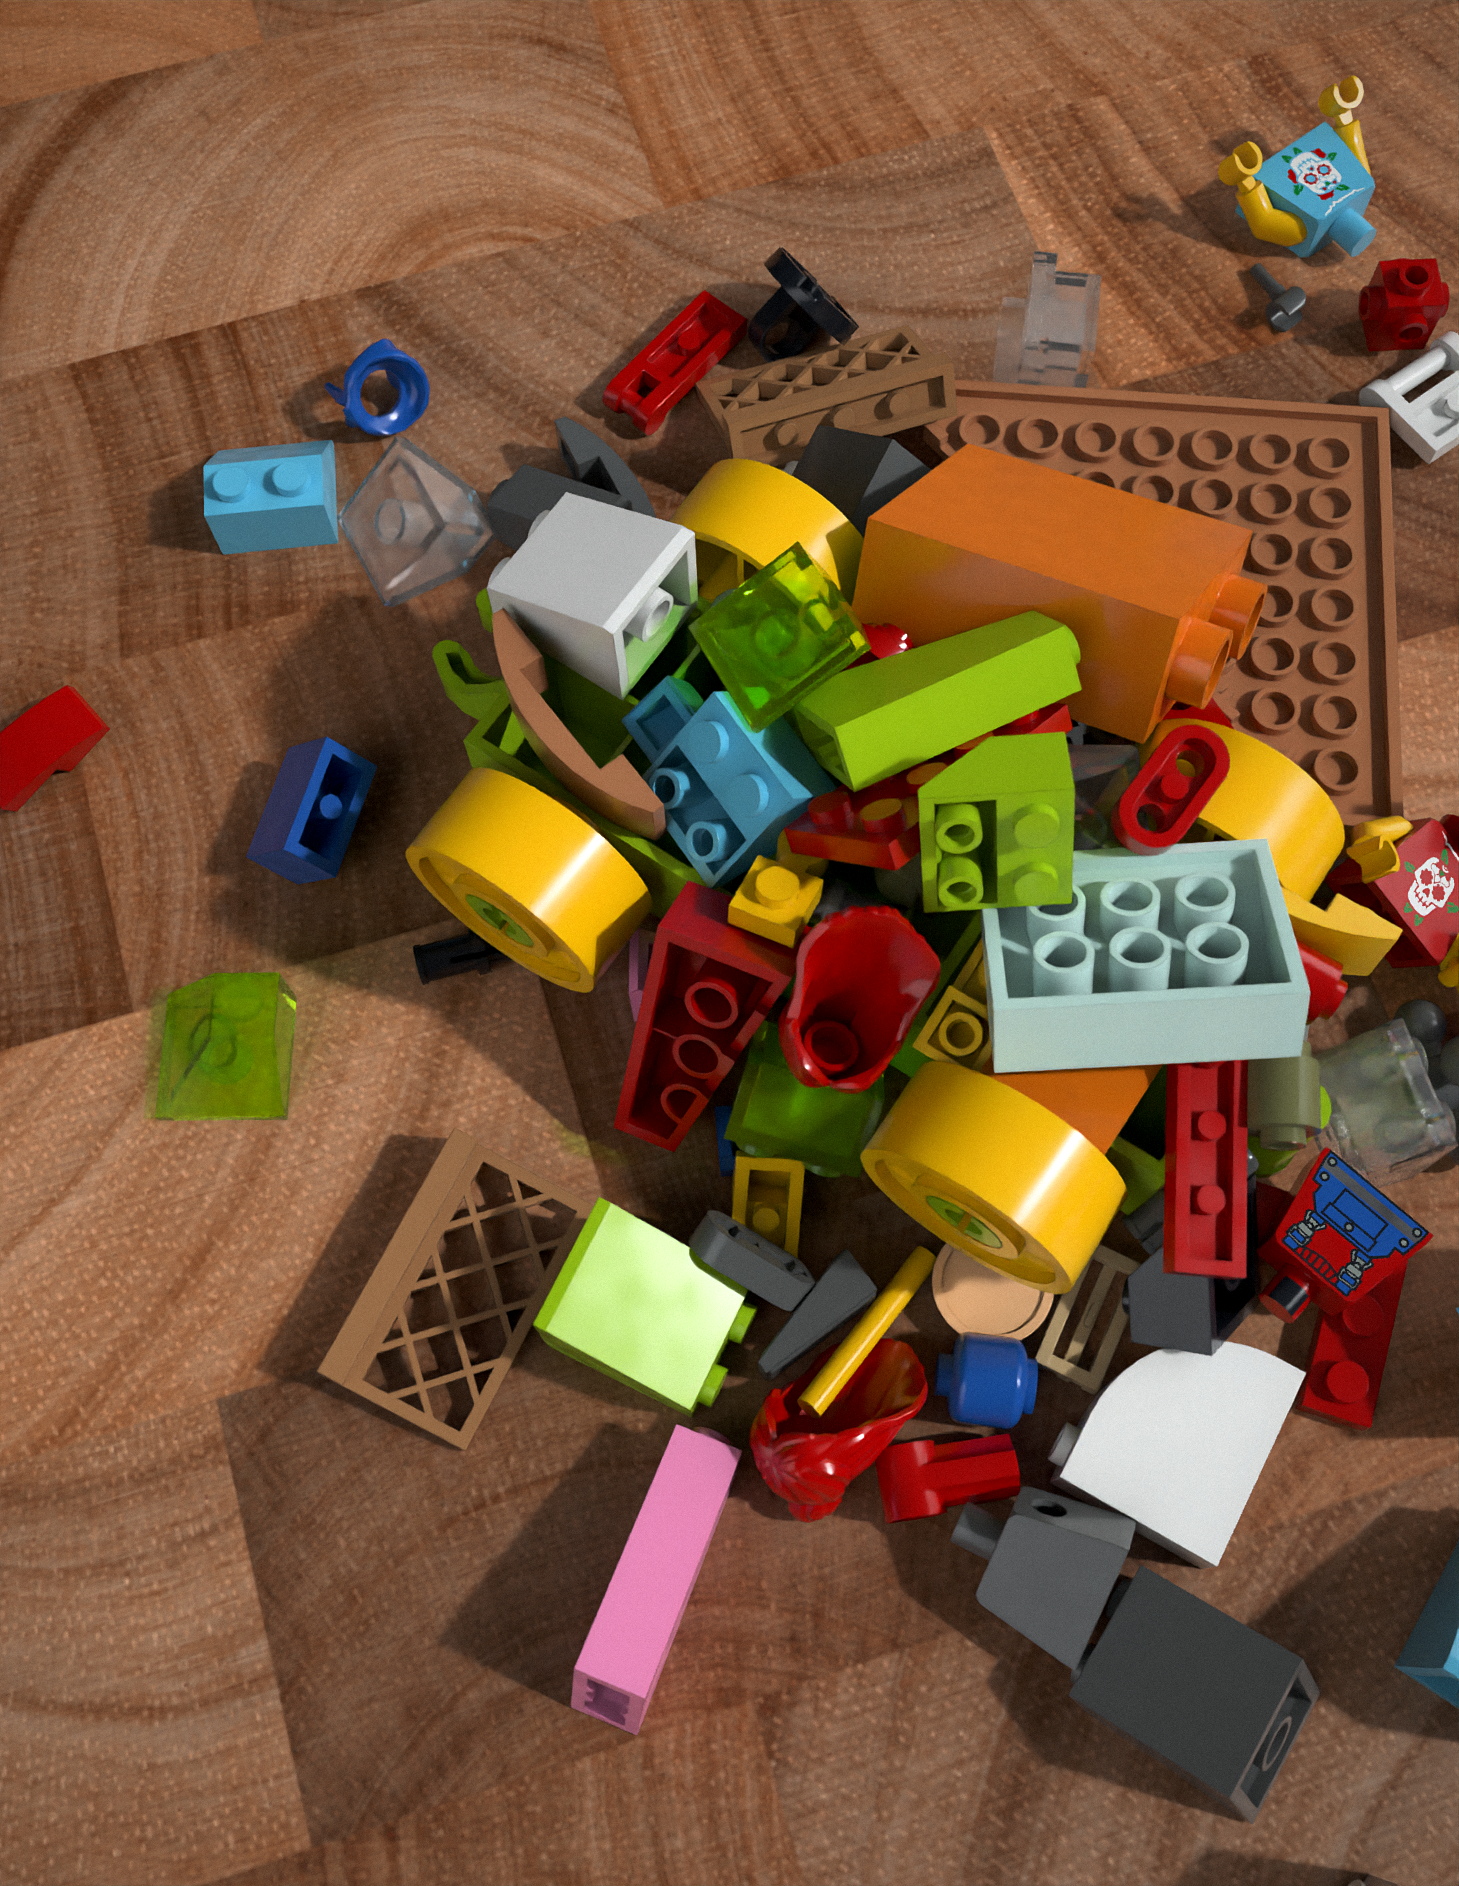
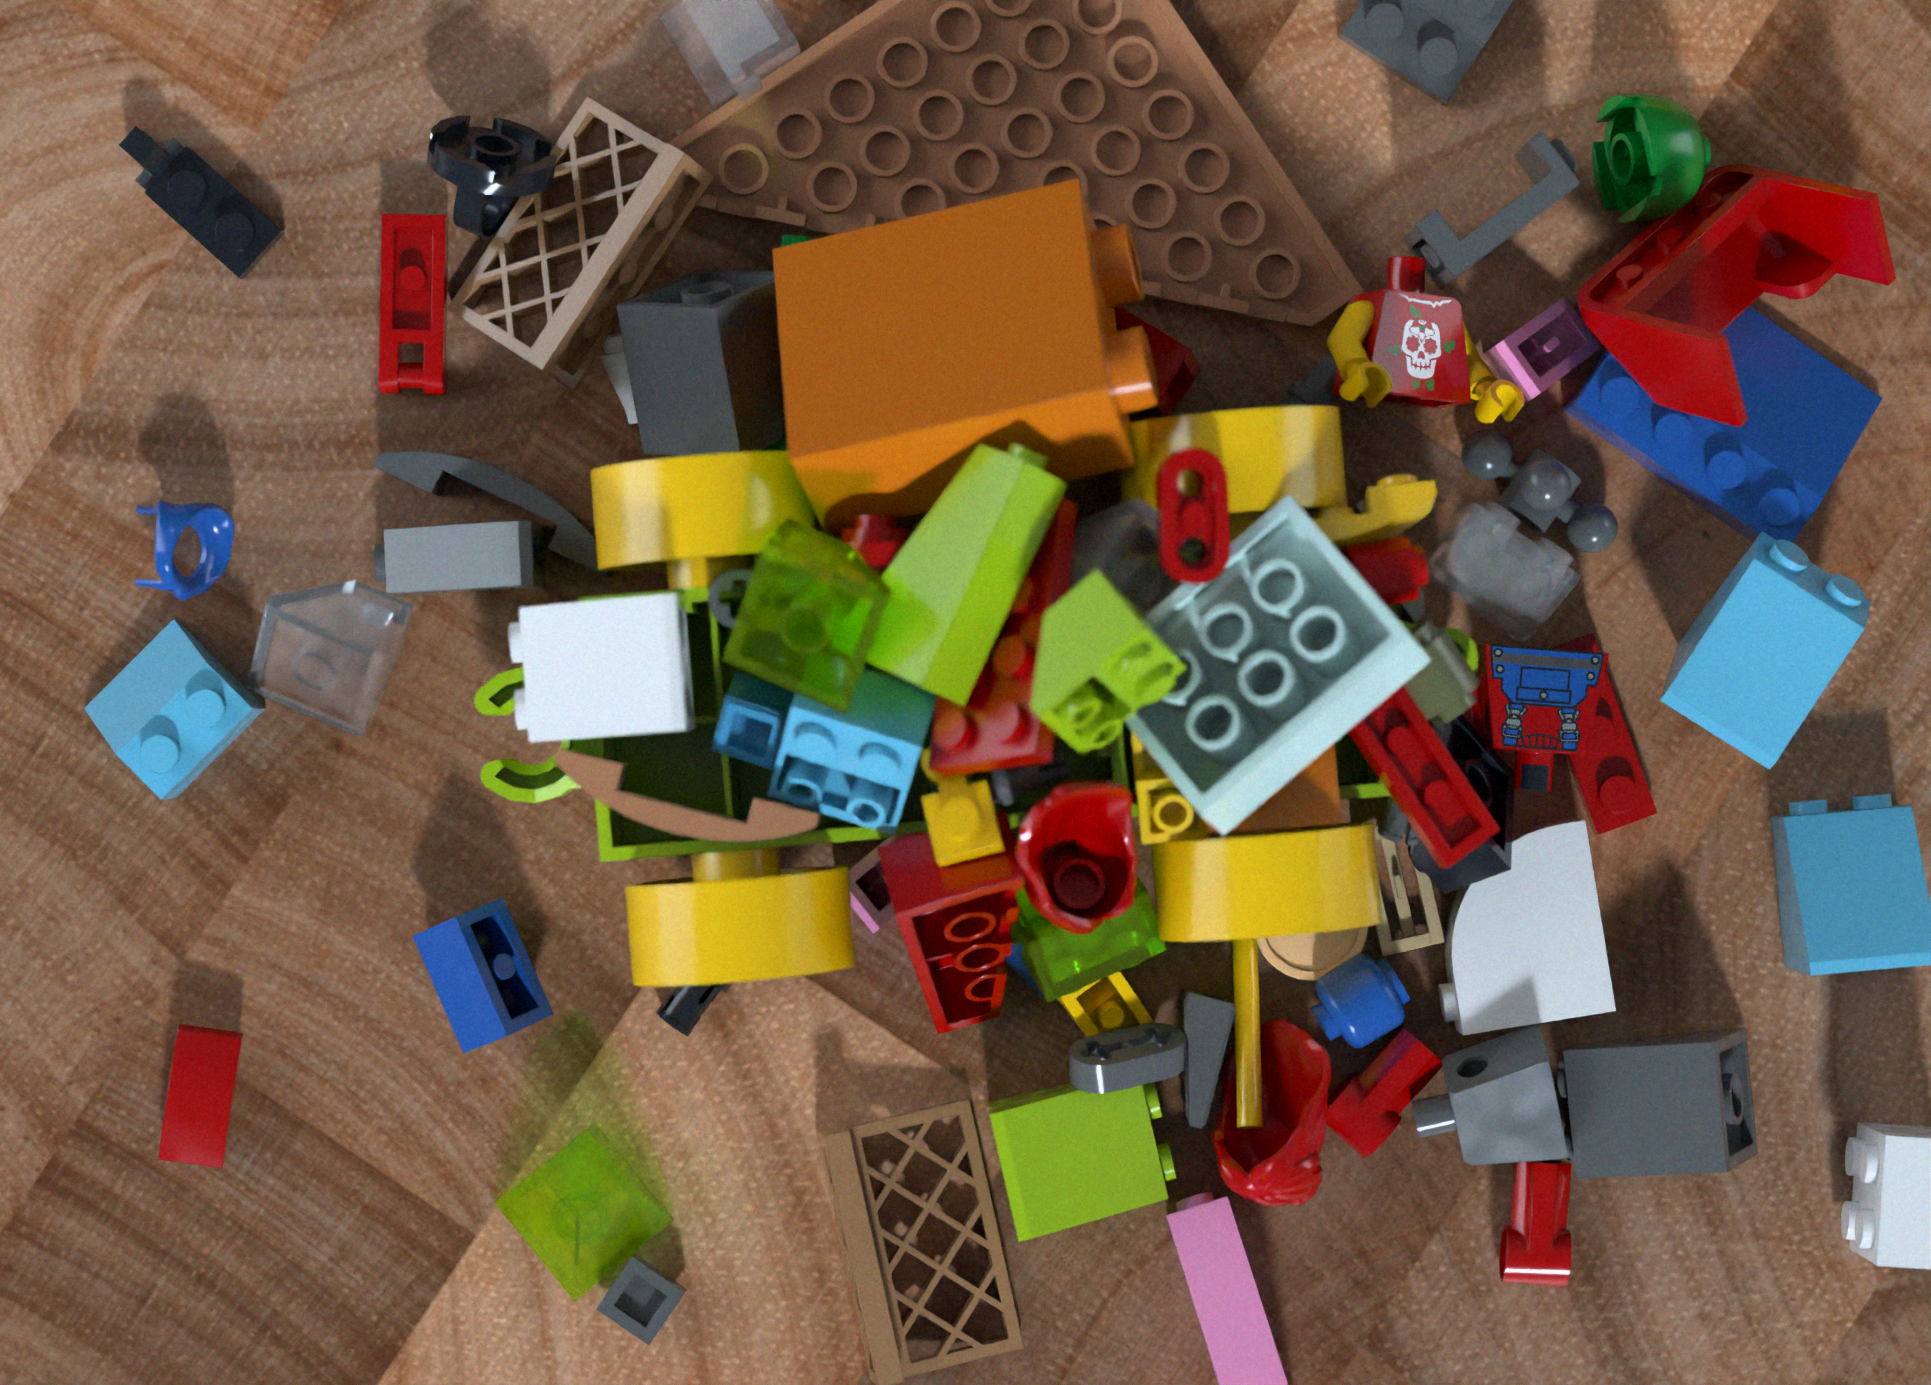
camera: 40 degrees left, 20 degrees up
(203, 1153) = (641, 1299): none -> dark grey plate
(592, 216) = (203, 202): none -> black hinge
(986, 1729) = (1536, 1242): none -> red piece

